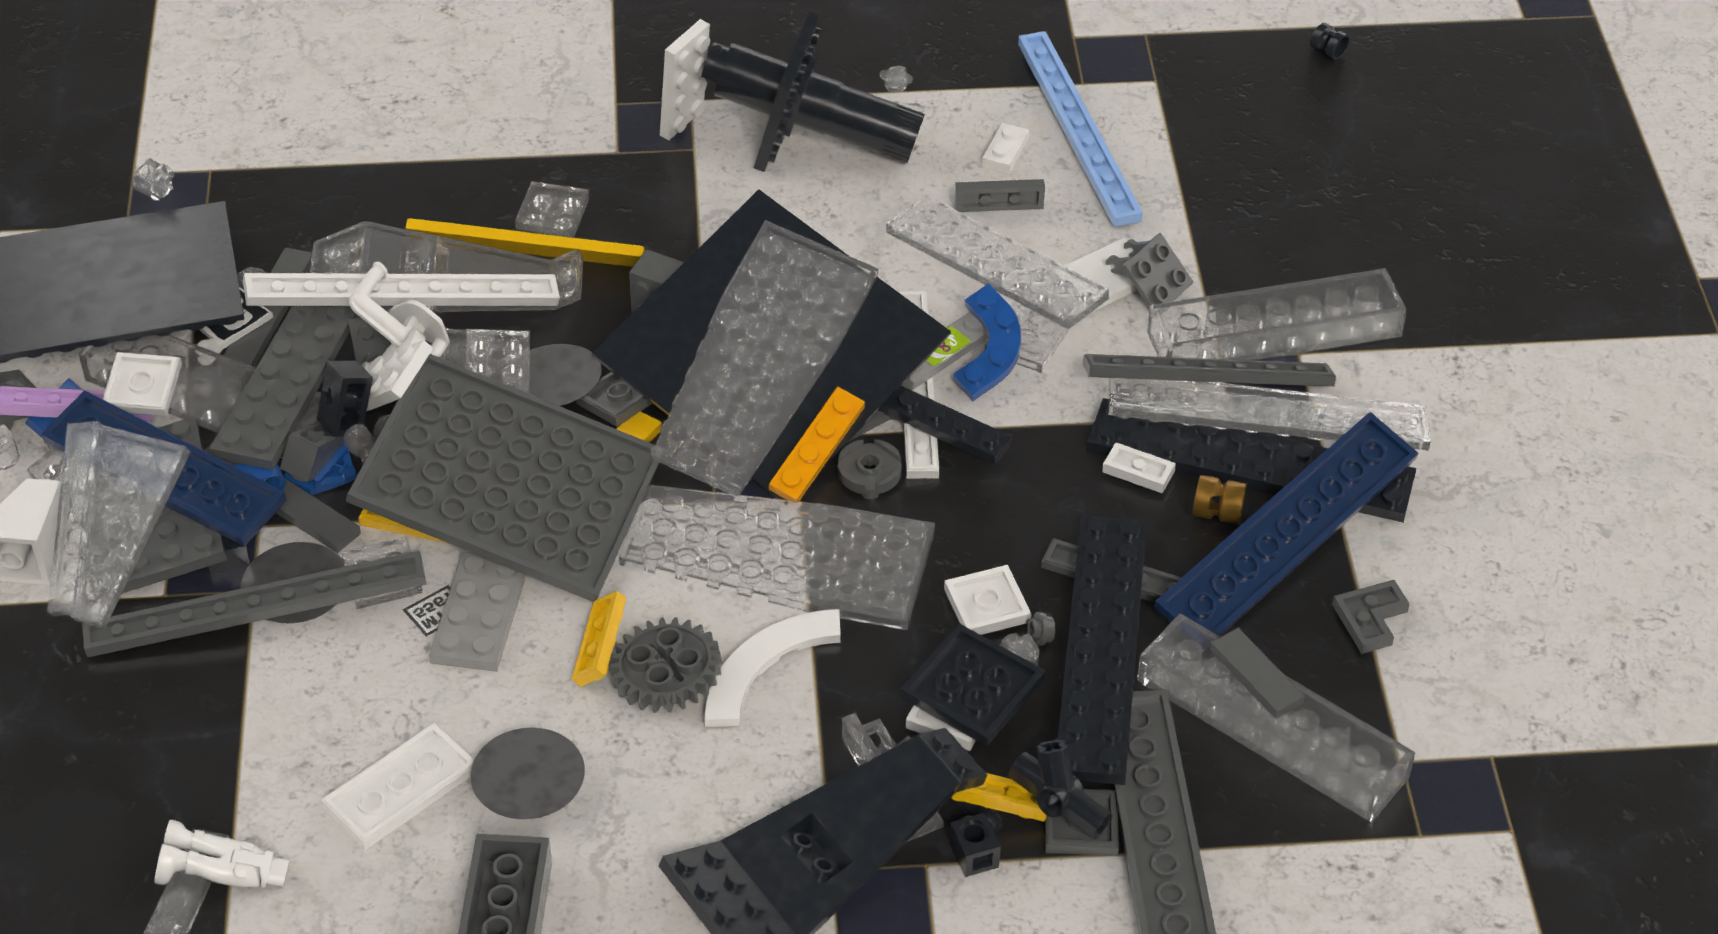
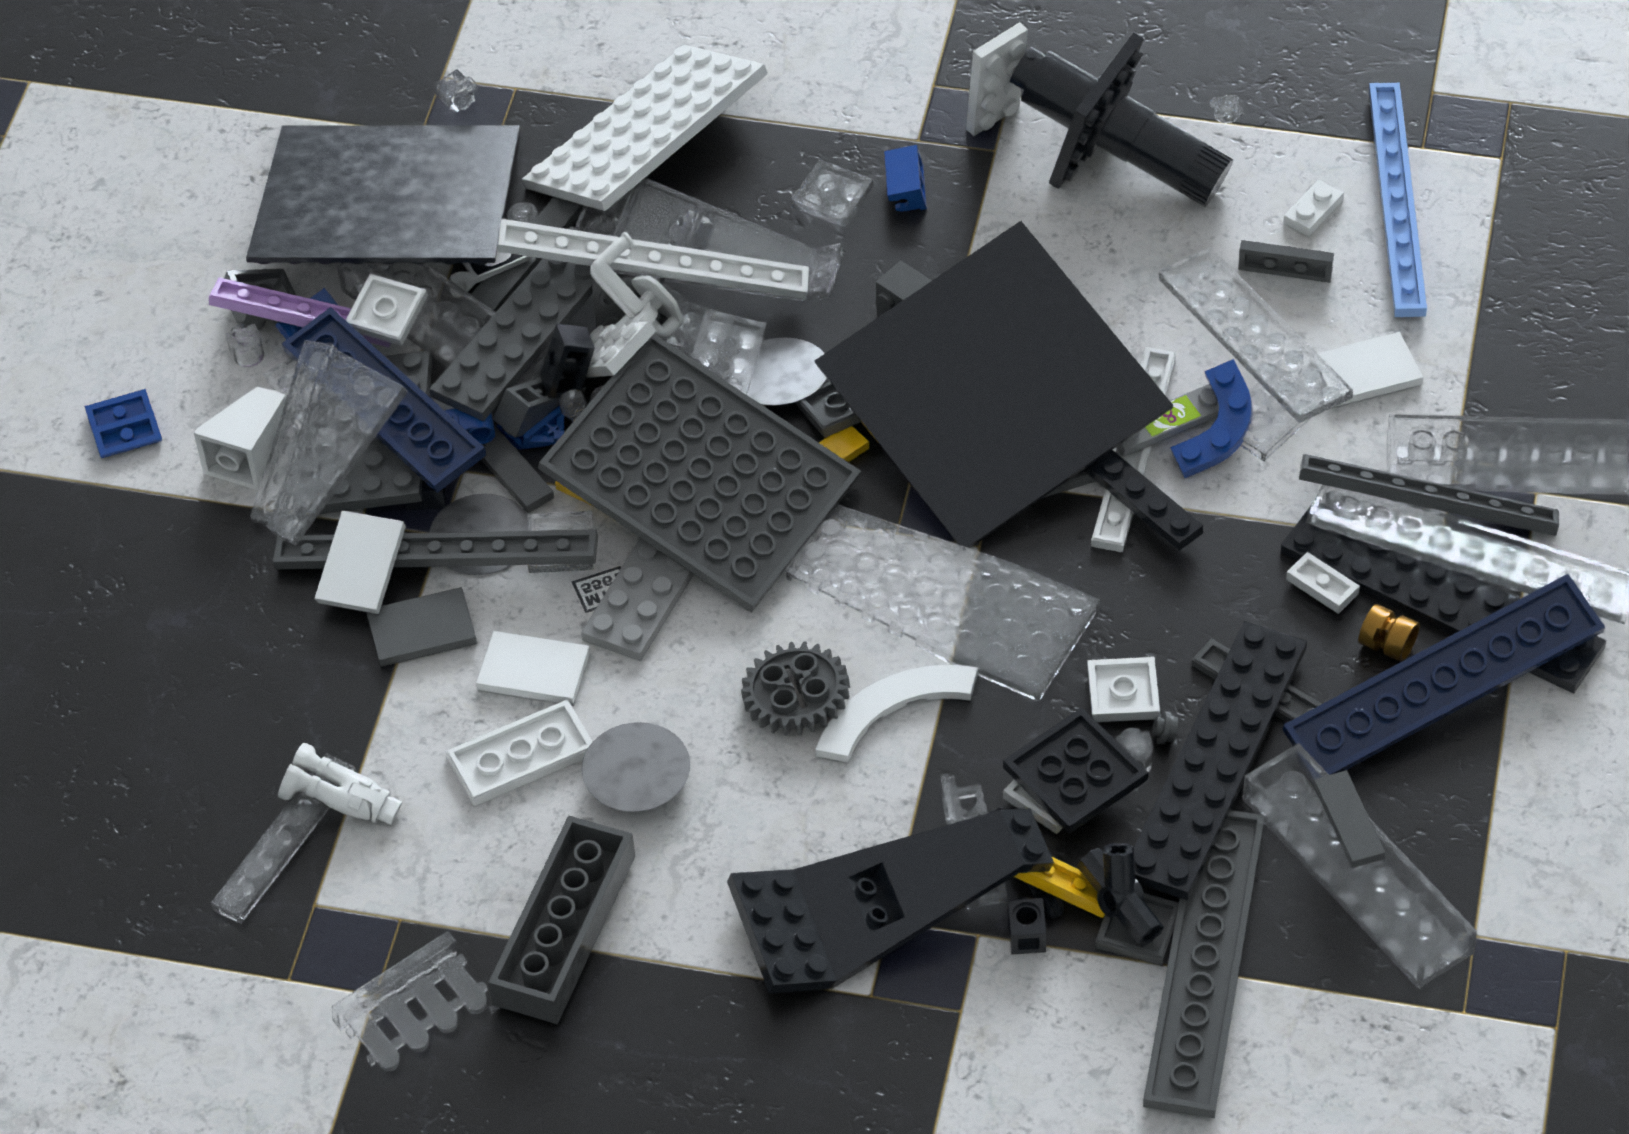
camera: 20 degrees right, 5 degrees up
(179, 630) = (360, 562): none -> white tile
(259, 683) = (421, 627): none -> dark grey tile
(351, 180) = (644, 127): none -> white plate
(388, 699) = (533, 667): none -> white tile
(532, 242) = (795, 225): yellow tile -> none
(599, 639) = (741, 650): yellow plate -> none
(619, 184) = (905, 178): none -> blue hinge
(761, 355) = (977, 394): clear wing -> none
(816, 445) = (1007, 497): light orange plate -> none
(869, 481) = (1056, 543): dark grey plate -> none
(1153, 270) = (1413, 376): dark grey plate -> none
(1365, 612) = (1495, 774): dark grey plate -> none

